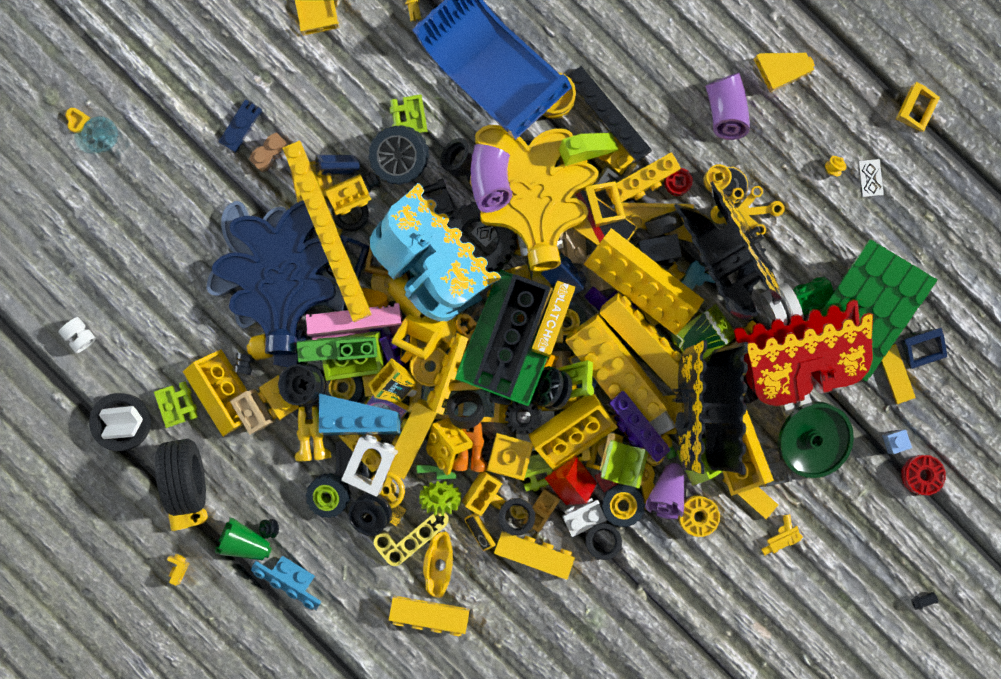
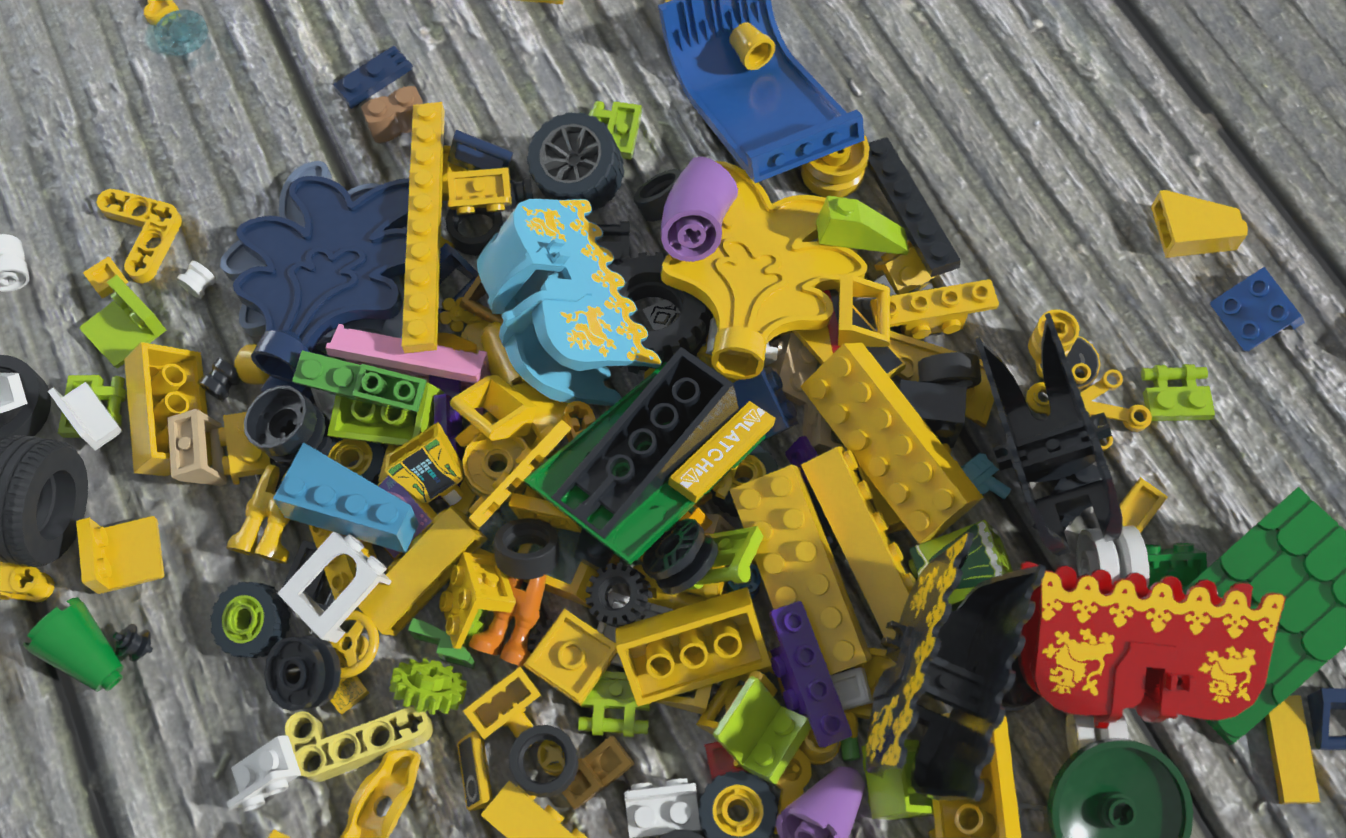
camera: 25 degrees right, 20 degrees down
(141, 322) = (101, 273): none -> yellow plate
(153, 279) = (151, 228): none -> yellow beam
(168, 350) = (122, 324): none -> lime bracket
(180, 413) = (87, 415): none -> white panel
(198, 305) = (196, 279): none -> white wheel
(238, 482) = (119, 554): none -> yellow bracket
(289, 578) = (126, 741): dark azure bracket -> none
(362, 276) = (455, 316): none -> yellow plant
(372, 571) = (264, 774): none -> white bracket
(476, 29) = (752, 46): none -> yellow piece
(572, 482) = (662, 738): red slope -> none
(679, 182) = (992, 328): red wheel -> none
(729, 107) = (1098, 247): medium lavender brick -> none
(788, 265) = (1141, 504): none -> yellow tile
(796, 190) = (1177, 403): none -> lime plate
(830, 114) = (1256, 310): none -> blue bracket
(835, 166) = (1250, 383): yellow wheel -> none
(871, 178) = (1305, 423): white sticker -> none

